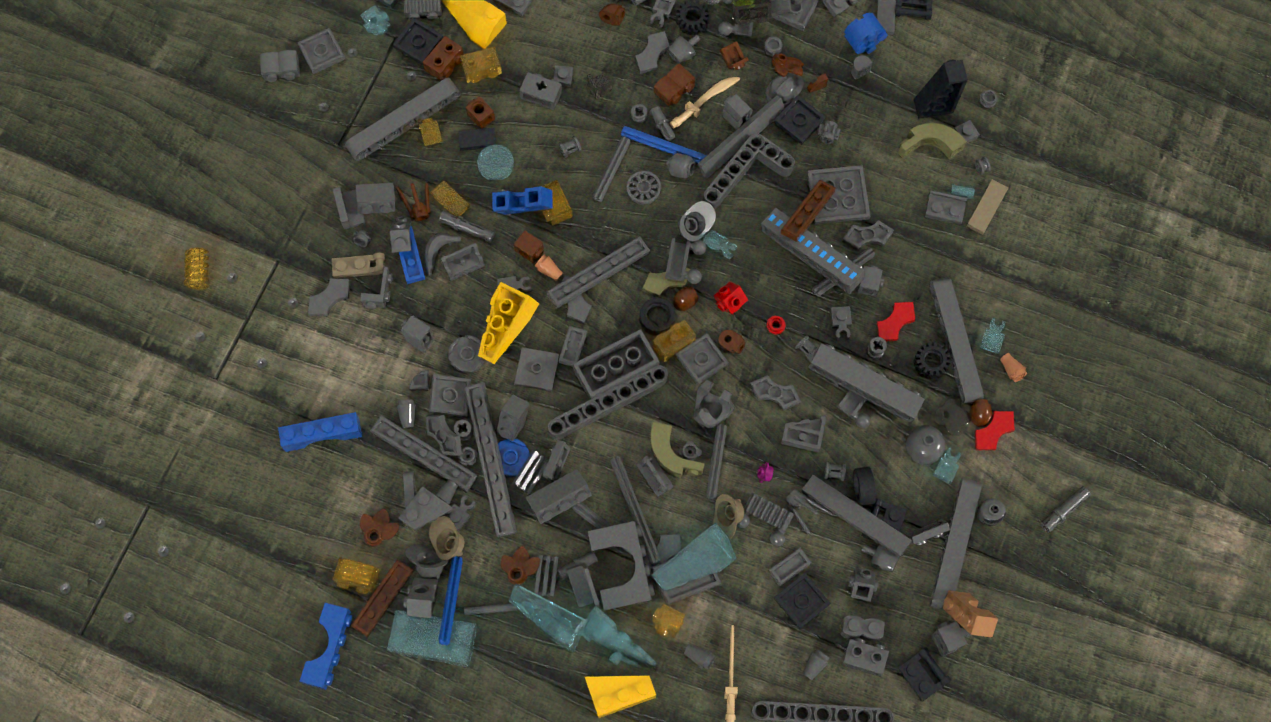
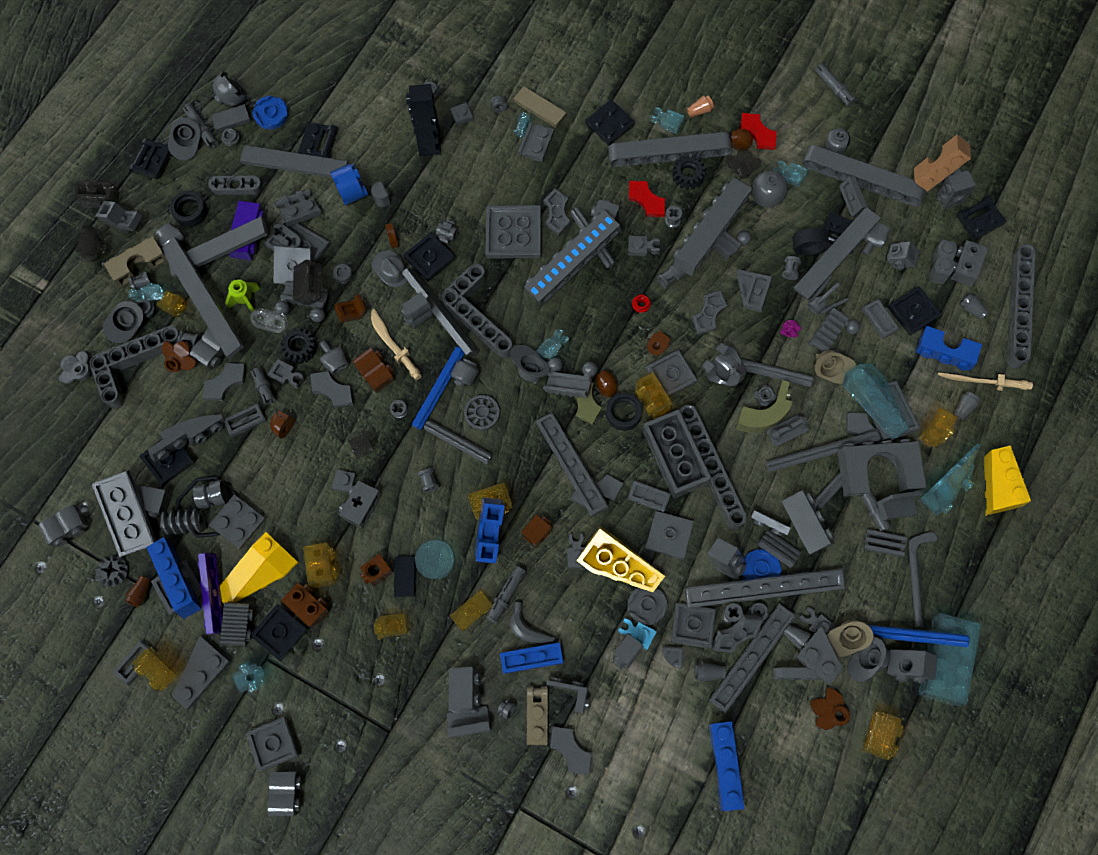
camera: 80 degrees left, 0 degrees up
(319, 671) = (982, 781): blue arch -> none
(382, 598) = (902, 708): reddish brown tile -> none
(400, 234) = (508, 663): dark grey bracket -> none
(402, 119) = (371, 656): dark grey beam -> none
(419, 211) = (481, 642): reddish brown plant -> none
(438, 349) = (641, 633): none -> medium azure plate
(462, 262) = (546, 601): dark grey hinge -> none
(519, 563) = (871, 567): reddish brown plate -> none
(548, 267) = (561, 513): nougat cone -> none
(556, 622) = (937, 535): clear light blue wedge -> none
(662, 123) = (414, 386): dark grey axle -> none
(730, 298) = (612, 339): red brick -> none
(764, 618) = (932, 346): none -> blue arch
(787, 64) = (368, 261): reddish brown plate -> none
(808, 210) = (532, 256): reddish brown tile -> none
(933, 134) = (465, 133): olive arch -> none
(980, 278) = (610, 122): none -> black plate

